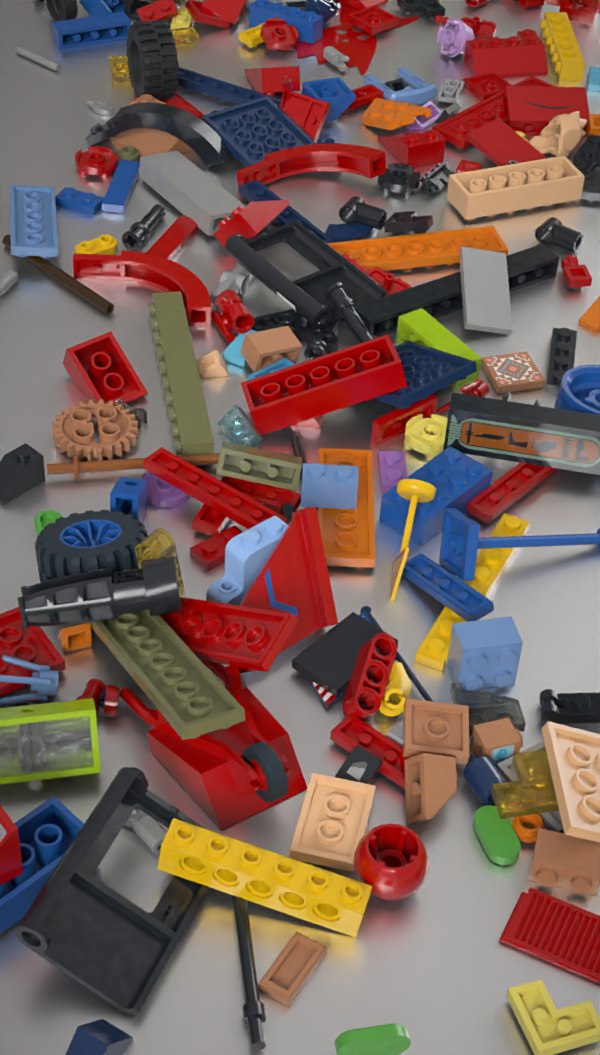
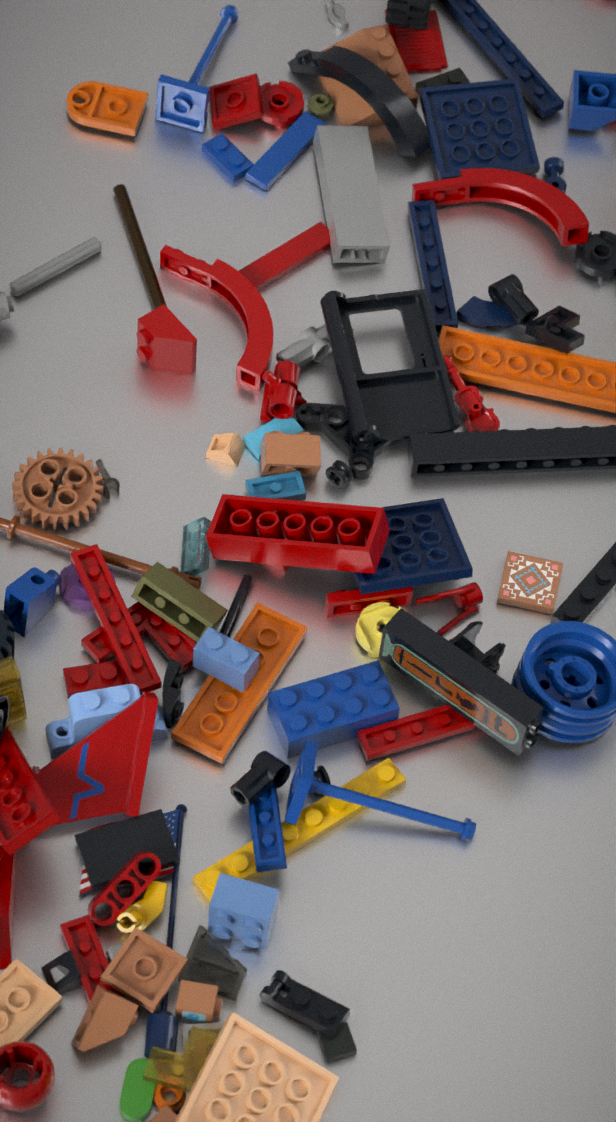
camera: 25 degrees right, 15 degrees up
(23, 166) = (187, 102): none -> blue tile
(33, 221) = (155, 175): medium blue plate -> none
(63, 167) = (236, 102): none -> red tile
(102, 245) = (204, 236): yellow plate -> none
(103, 371) = (107, 420): red slope -> none
(121, 308) = (166, 342): none -> red slope
(141, 230) = (263, 229): black pin -> none
(180, 375) = (182, 450): olive brick -> none
(249, 220) = (365, 274): red slope -> none
(270, 79) = (559, 39): red slope -> none
(304, 110) = (548, 117): red piece -> none
(344, 307) = (398, 433): black pin -> none
(391, 469) = (316, 657): medium lavender plate -> none
(415, 492) = (288, 710): yellow piece -> none
(421, 556) = (265, 773): none -> black piece
(425, 330) = (470, 514): lime brick -> none
(485, 291) = (567, 467): light grey tile -> none

